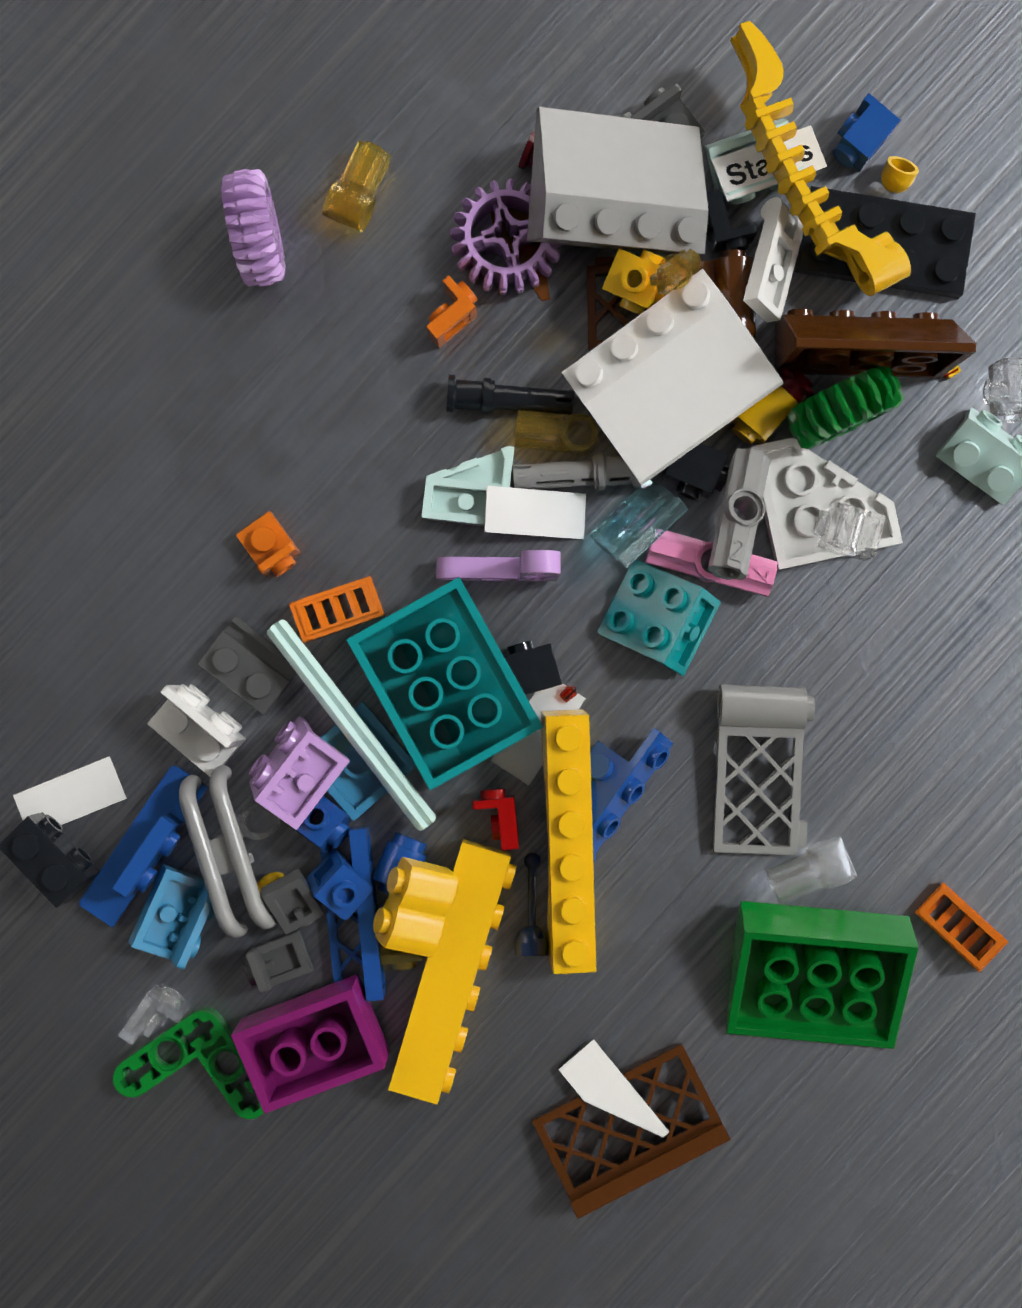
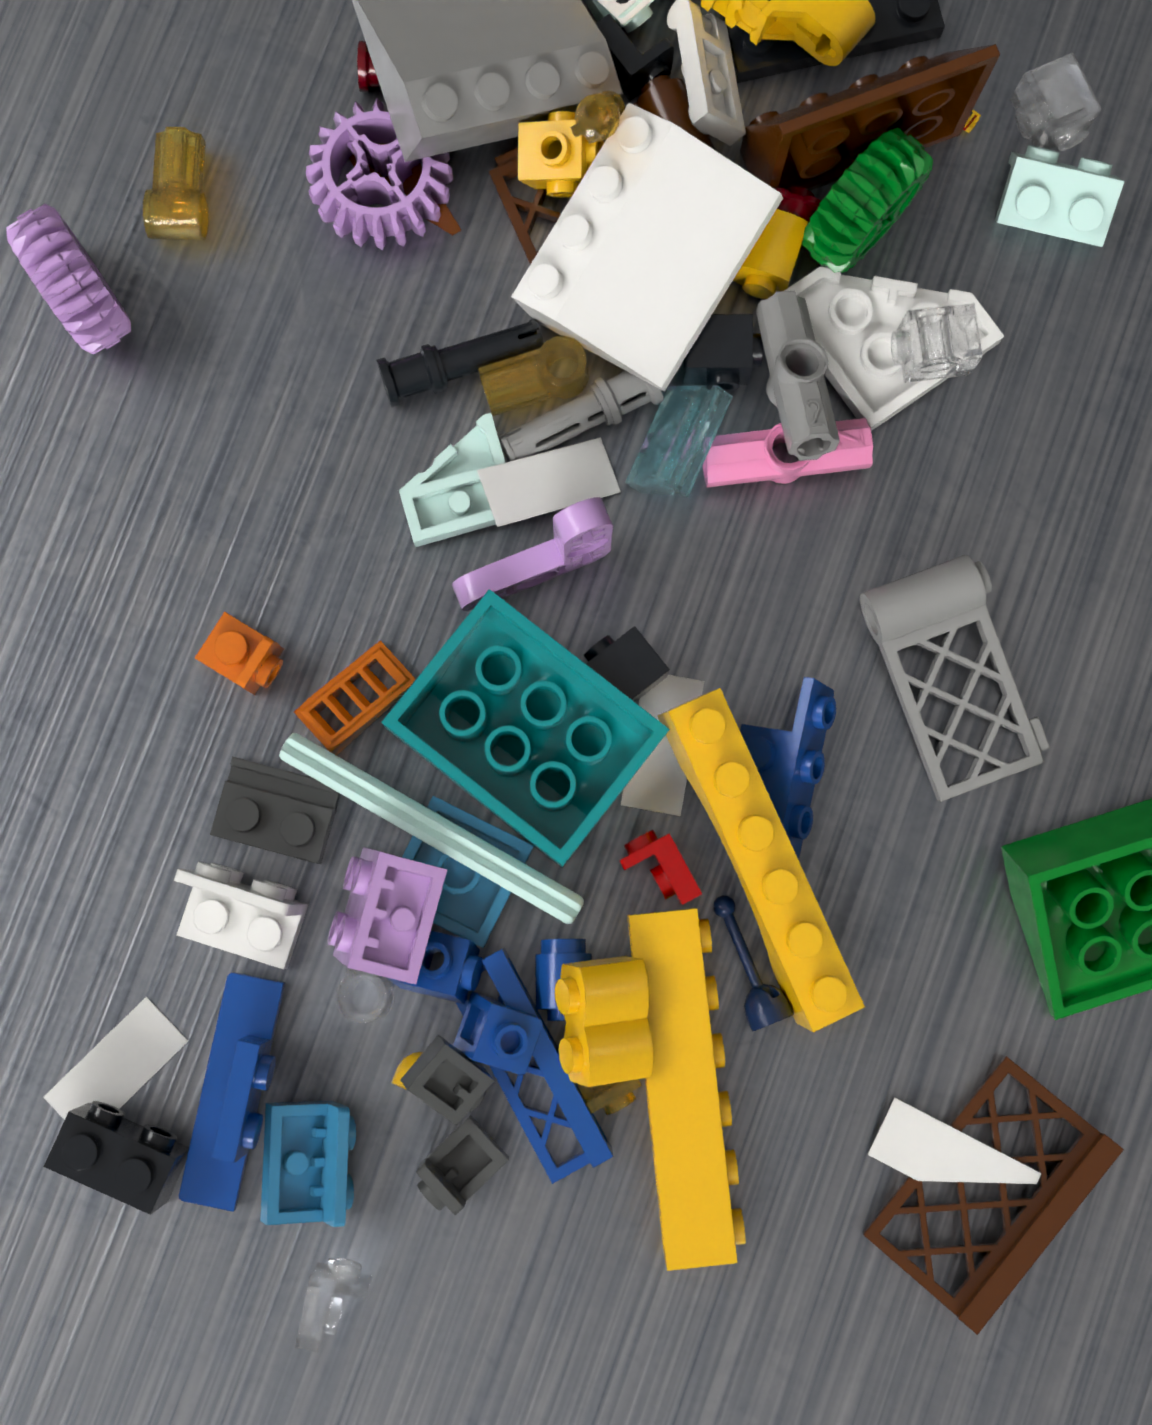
camera: 20 degrees left, 5 degrees down
(205, 1050) = (417, 1321): green beam -> none
(223, 854) = (336, 1057): light grey piece -> none
(311, 1043) = (545, 1253): magenta brick -> none
(450, 320) = (352, 296): orange bracket -> none
(568, 693) = (681, 682): clear red piece -> none
(659, 616) = (752, 542): teal bracket -> none
(822, 866) = (1079, 763): clear piece -> none

